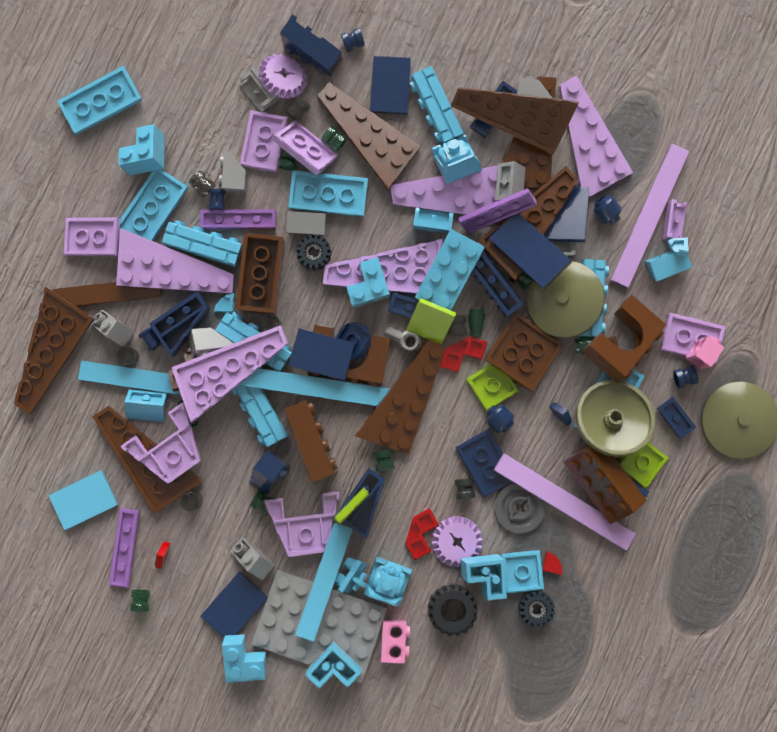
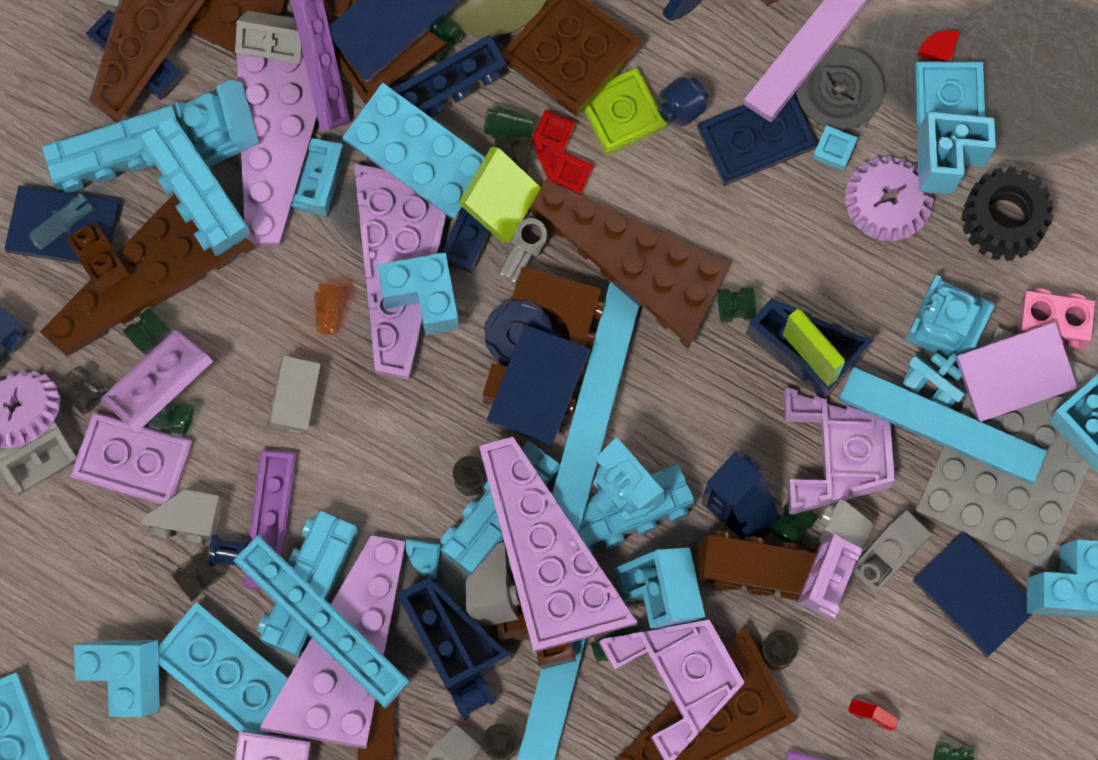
camera: 85 degrees left, 10 degrees down
(145, 405) = (595, 719): medium azure panel -> none
(179, 252) = (321, 621): none -> medium azure tile
(215, 436) = (665, 584): none -> medium azure brick
(228, 524) = (829, 576): none -> lavender hinge
(233, 488) = (751, 564): none -> reddish brown wedge
(259, 531) = (846, 523): none -> light grey slope
(260, 274) = (378, 483): reddish brown brick -> none
(266, 407) = (624, 484): none -> medium azure brick
(309, 261) = (334, 380): black bush -> none
(310, 441) = (692, 421): reddish brown brick -> none
(328, 193) = (245, 353): medium azure plate -> none
(358, 236) = (329, 307): none -> clear orange cone
(358, 621) = (1016, 372): none -> lavender tile
(372, 105) = (97, 256): none -> reddish brown slope
(390, 83) = (60, 222): none -> clear light blue axle
(414, 151) = (194, 186): none -> medium azure brick
(419, 525) = (856, 259): red tile -> none
(467, 492) = (799, 173): pearl dark grey wheel -> none
(482, 508) = (835, 148): none -> medium azure plate
(547, 608) = (1016, 63): black bush -> none

